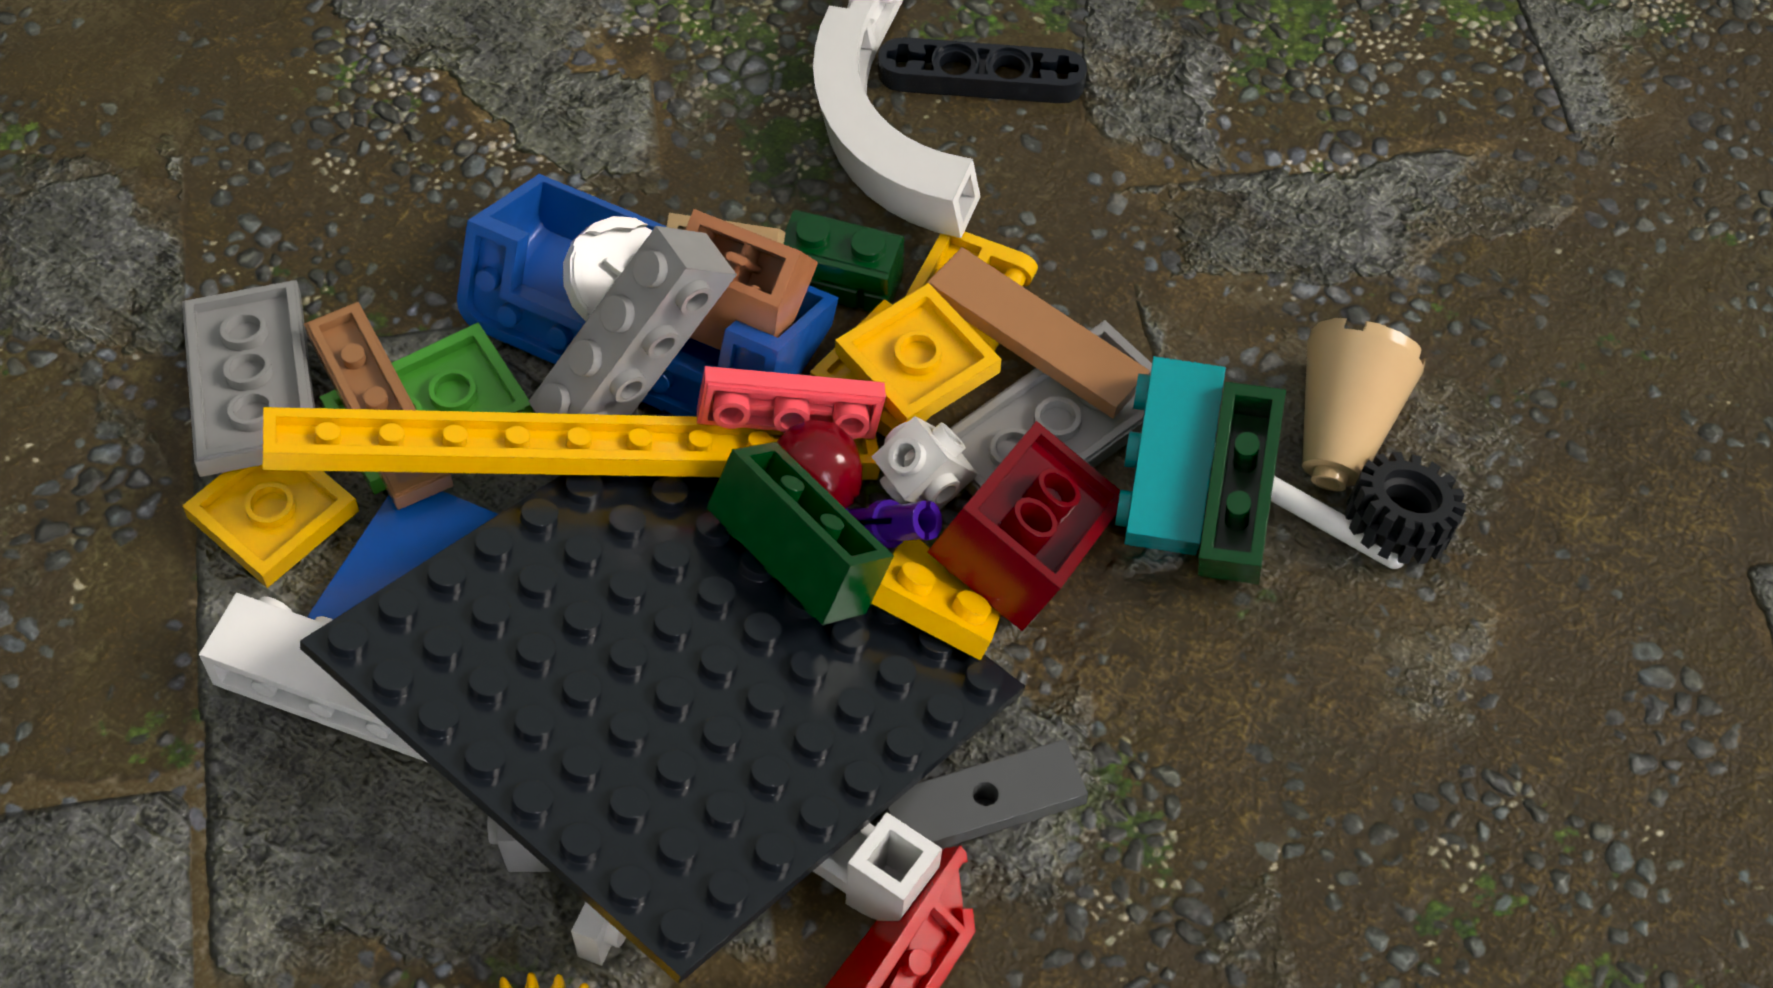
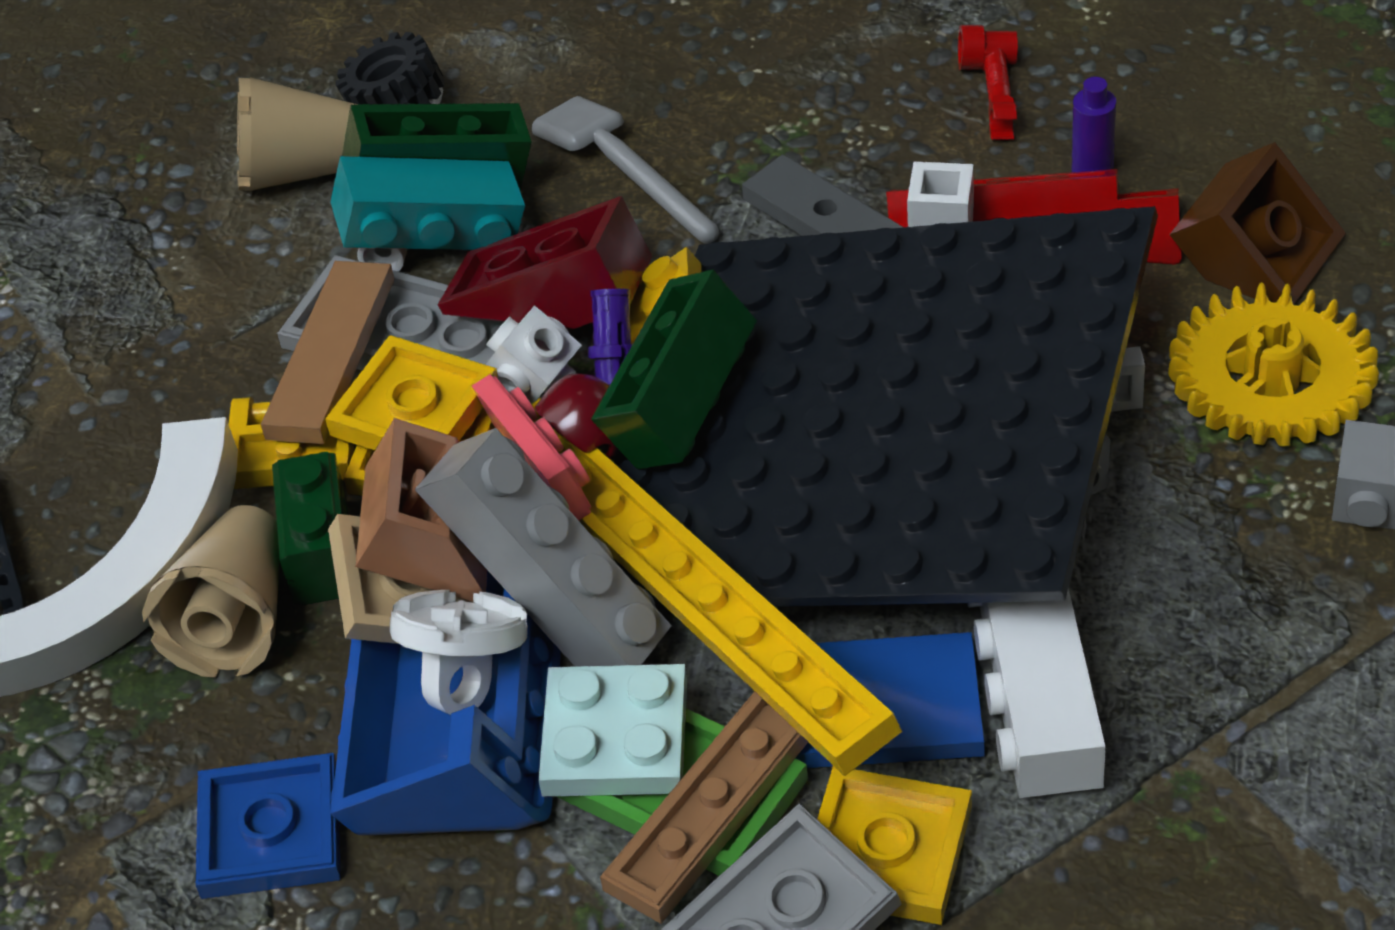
camera: 110 degrees left, 10 degrees down
(483, 362) = (613, 730): none -> light aqua plate
(595, 155) = (266, 826): none -> blue tile
(807, 173) = (220, 597): none -> tan cone
(1253, 655) = (584, 122): none -> light grey piece

